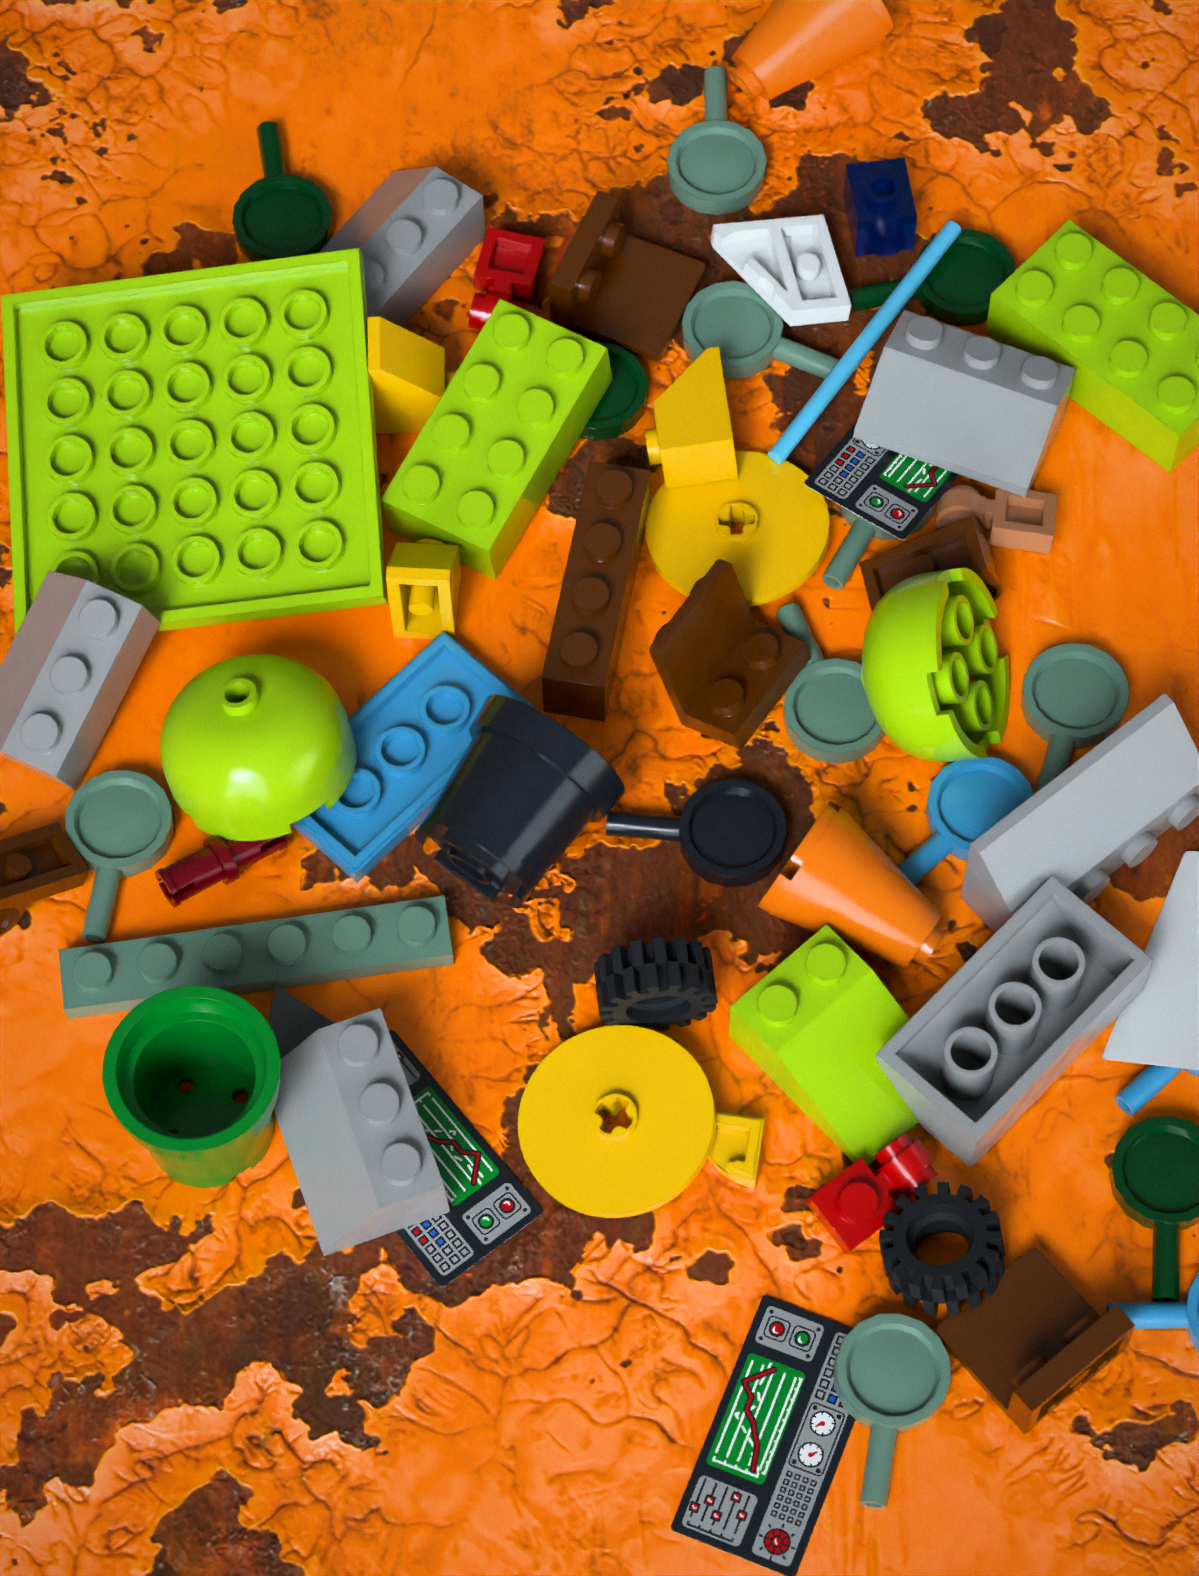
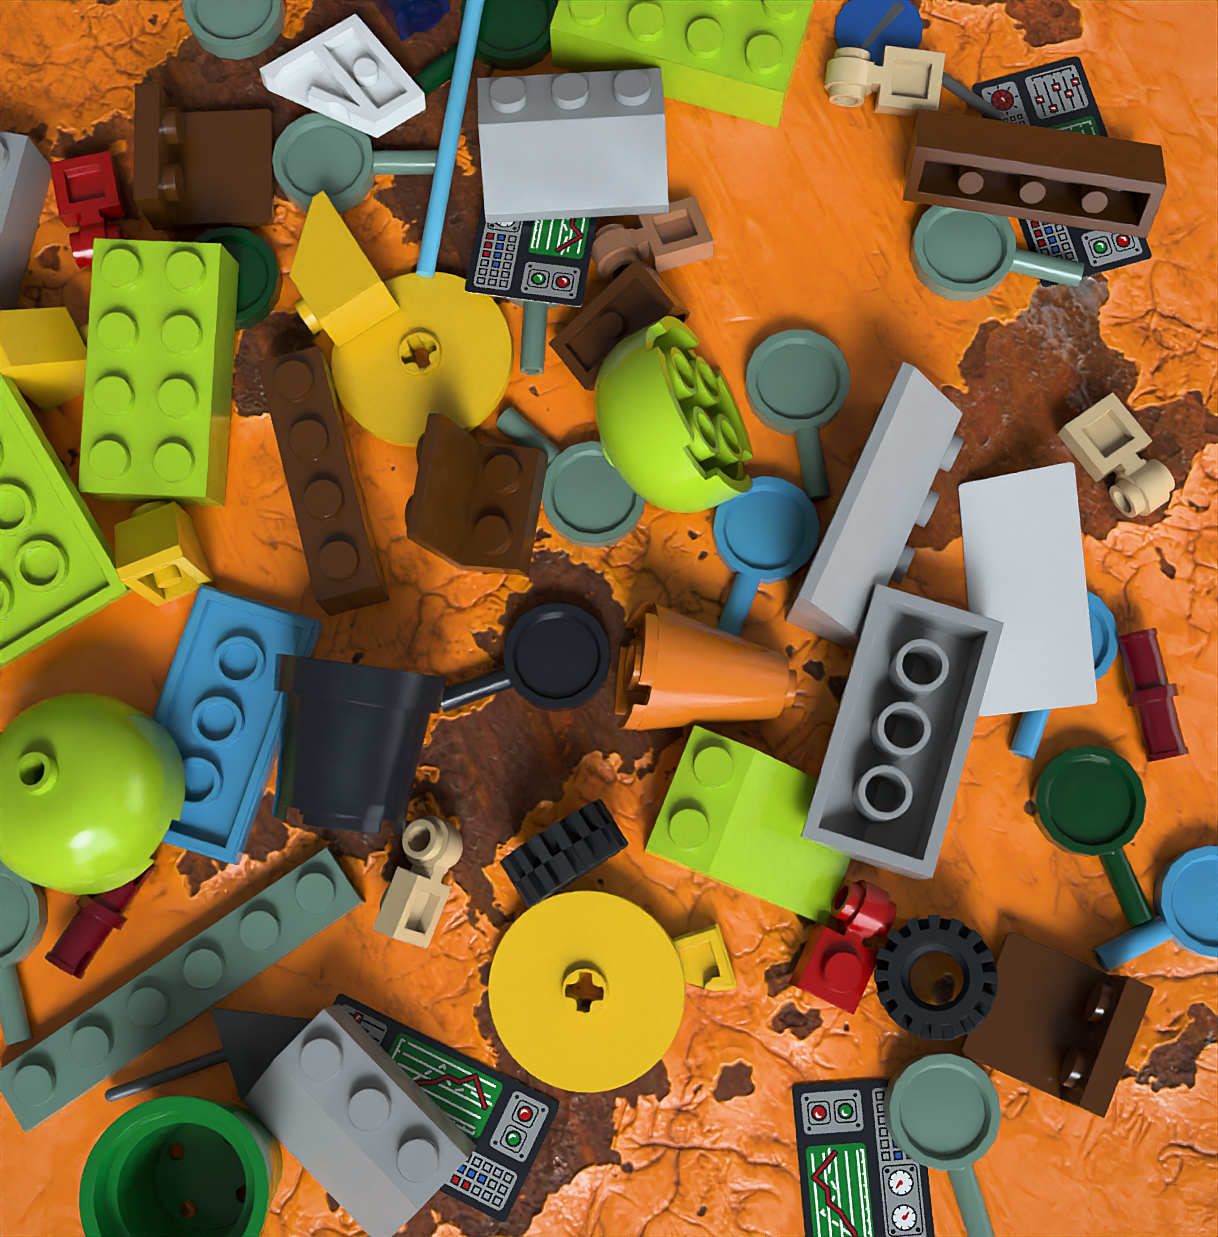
camera: 25 degrees left, 15 degrees up
(502, 967) = (417, 896): none -> tan plate

